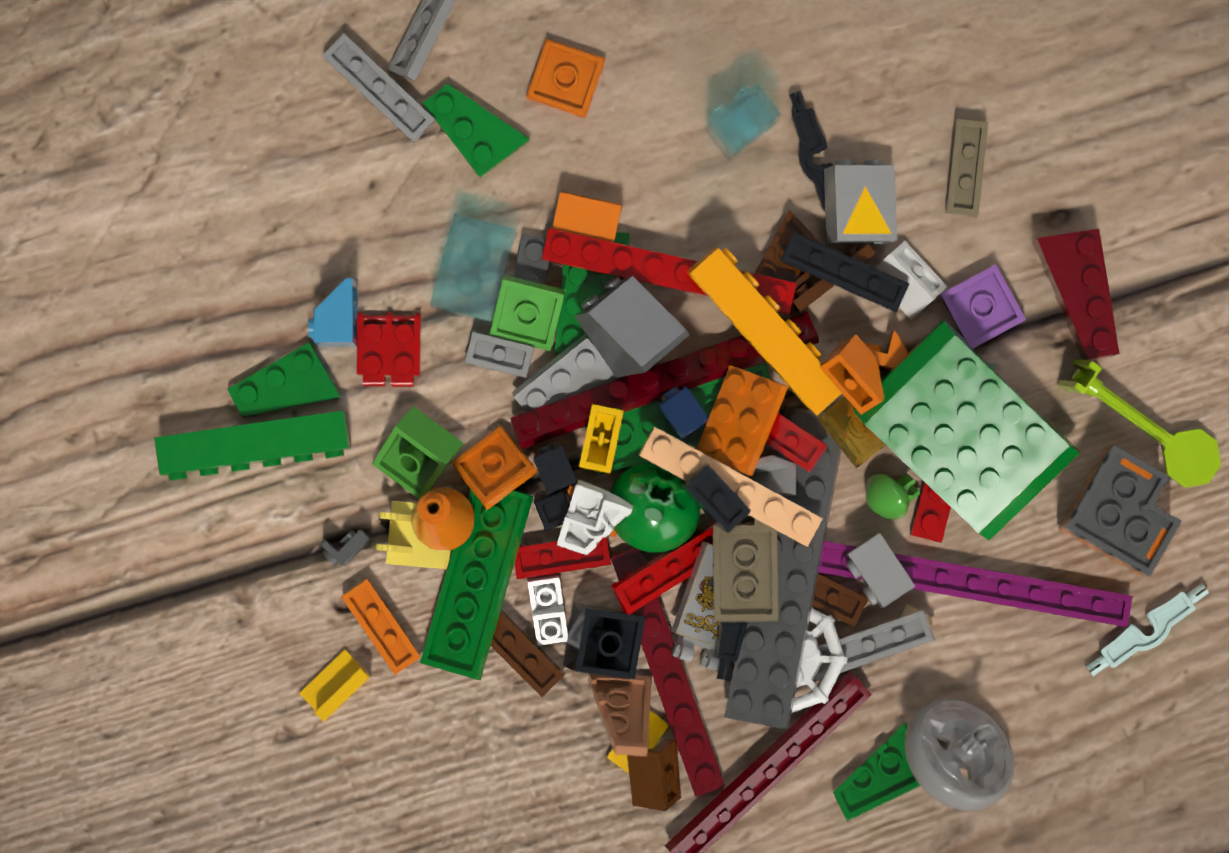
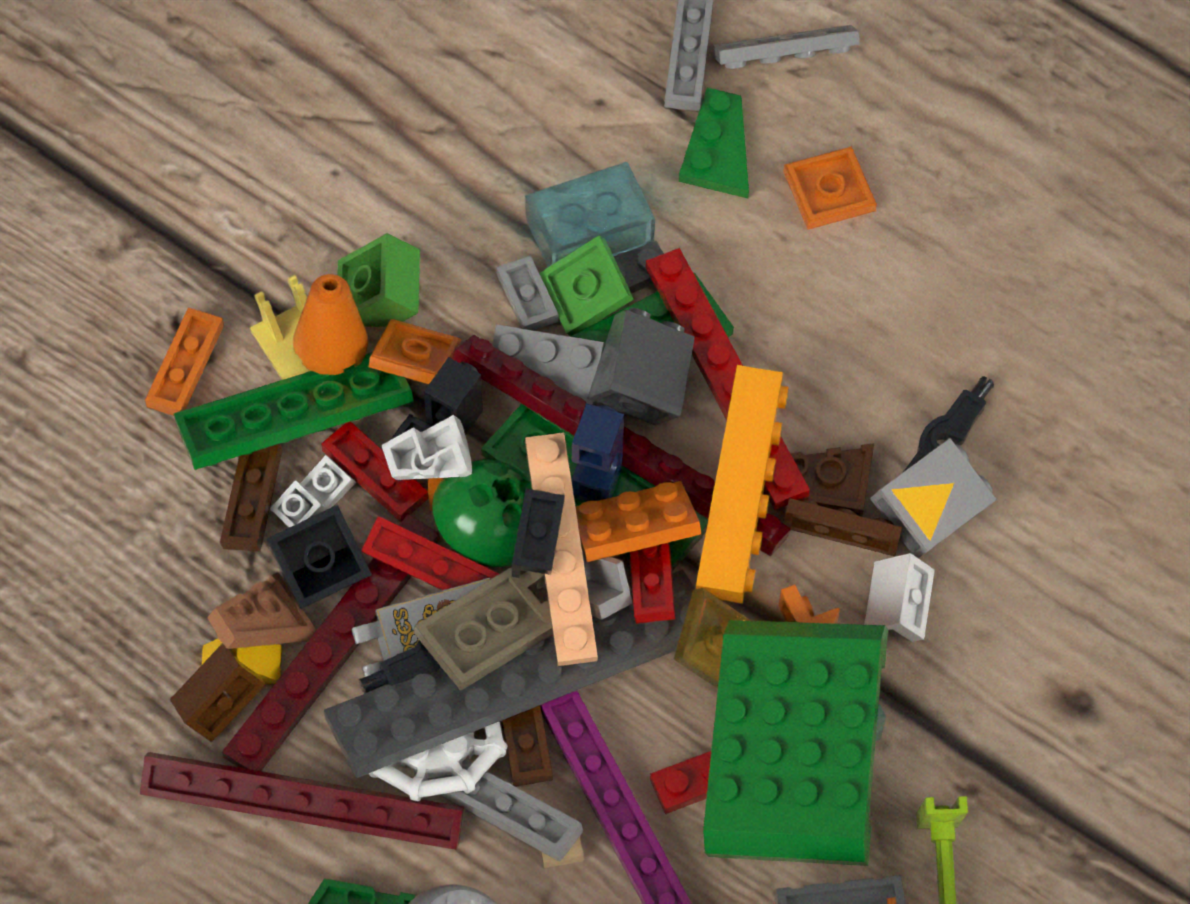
camera: 50 degrees right, 25 degrees down
(252, 443) = (280, 150): green brick -> none
(285, 384) = (359, 145): green wing -> none
(335, 685) = (96, 364): yellow panel -> none
(336, 317) = (453, 133): dark azure slope -> none
(351, 546) = (236, 286): dark grey bracket -> none
(388, 349) = (456, 206): red plate -> none
(587, 216) = (720, 276): orange panel -> none
(601, 438) = (516, 412): yellow slope -> none
(742, 121) = (920, 342): clear light blue brick -> none
(844, 272) = (856, 522): black tile -> none
(855, 373) = (766, 584): orange slope -> none
(879, 570) = (588, 756): light grey brick -> none
(890, 497) = (670, 724): bright green piece -> none
(967, 168) = (1052, 575): dark tan plate -> none
(982, 307) = (931, 683): medium lavender plate -> none
(1081, 288) = (1034, 755): dark red wedge -> none

